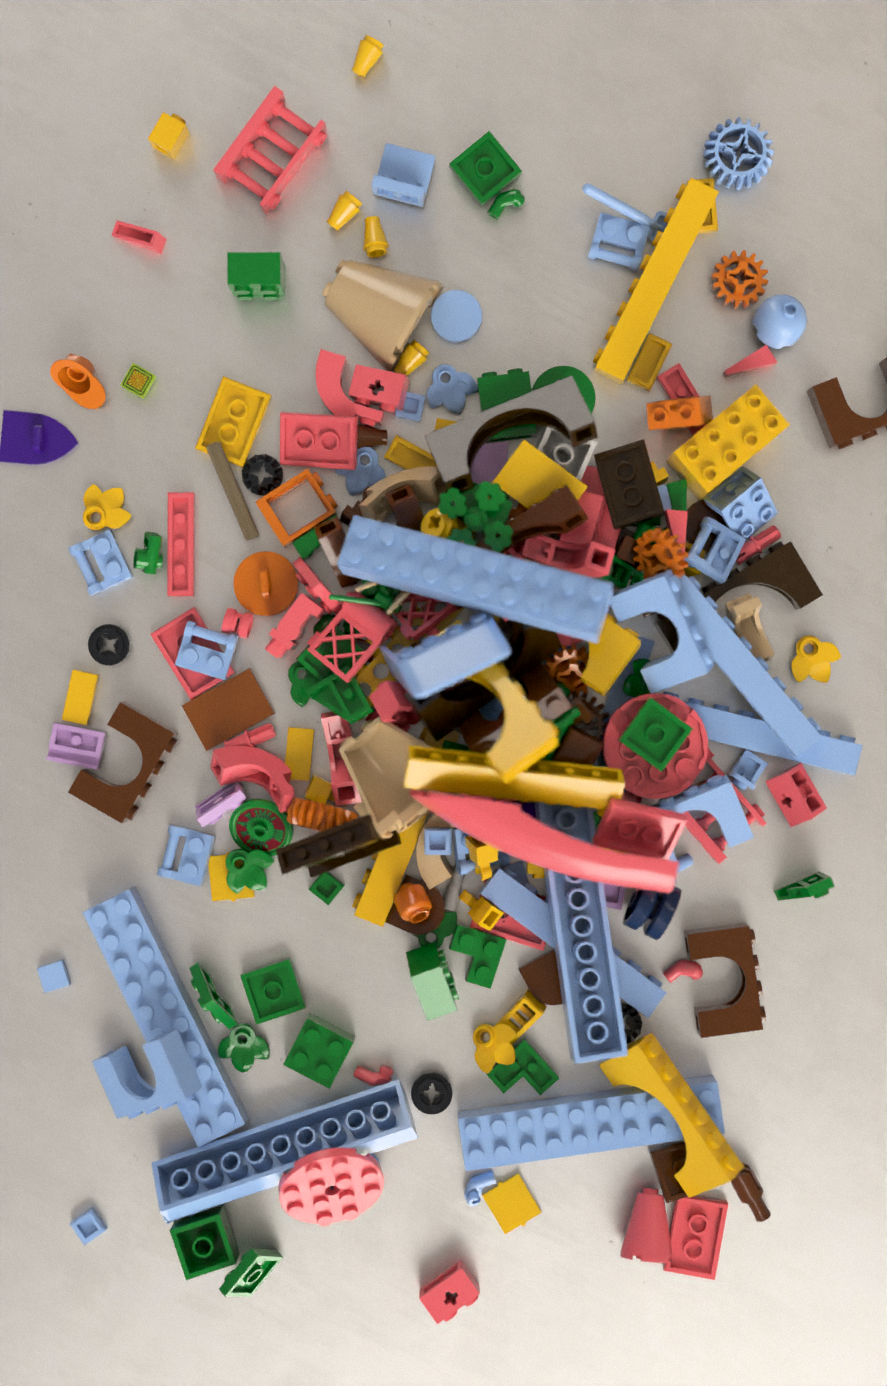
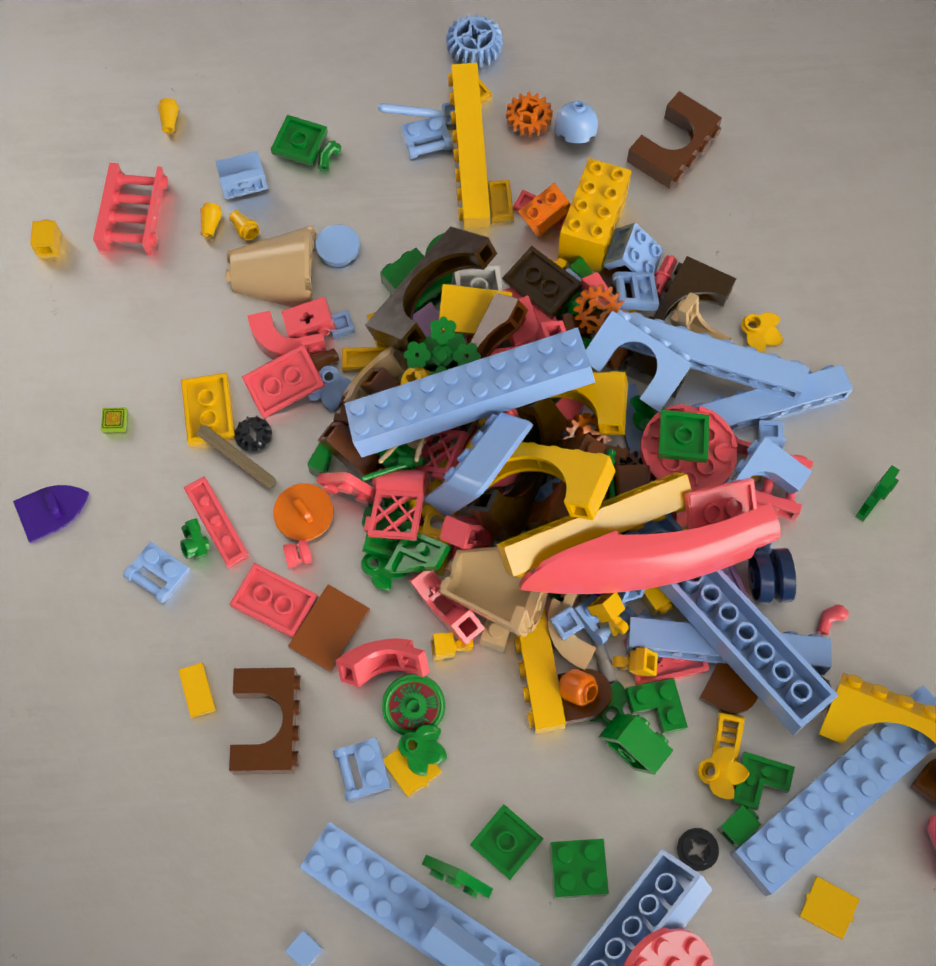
camera: 25 degrees left, 20 degrees down
(76, 746) = (215, 731): lavender plate -> none
(78, 380) = (65, 443): orange piece -> none
(96, 644) = (194, 623): black gear -> none
(107, 505) = (139, 526): yellow plate -> none
(139, 236) = (59, 318): coral piece -> none
(205, 659) = (285, 596): light blue plate -> none
(226, 798) = (362, 713): lavender plate -> none
(243, 1050) = (513, 914): green plate -> none
(253, 737) = (364, 635): coral axle -> none
(256, 275) = (167, 291): green brick -> none
(265, 502) = (281, 459): orange window -> none
(293, 625) = (345, 513): coral hips -> none
(299, 752) = (408, 626): yellow tile -> none
(317, 815) = (460, 661): orange gear -> none
(326, 887) = (498, 725): green tile -> none
(335, 847) = (487, 672): dark brown fence -> none
(374, 1078) = (637, 867): coral arm -> none
(411, 358) = (322, 285): yellow cone -> none
(452, 392) = (366, 297): light blue plate -> none
(476, 1185) = (788, 909): light blue arm -> none
(479, 1097) = (739, 826): none -> green brick
(744, 1009) = (859, 572): reddish brown arch -> none
(758, 360) = (576, 160): coral piece -> none
(796, 795) = (831, 429): coral brick -> none

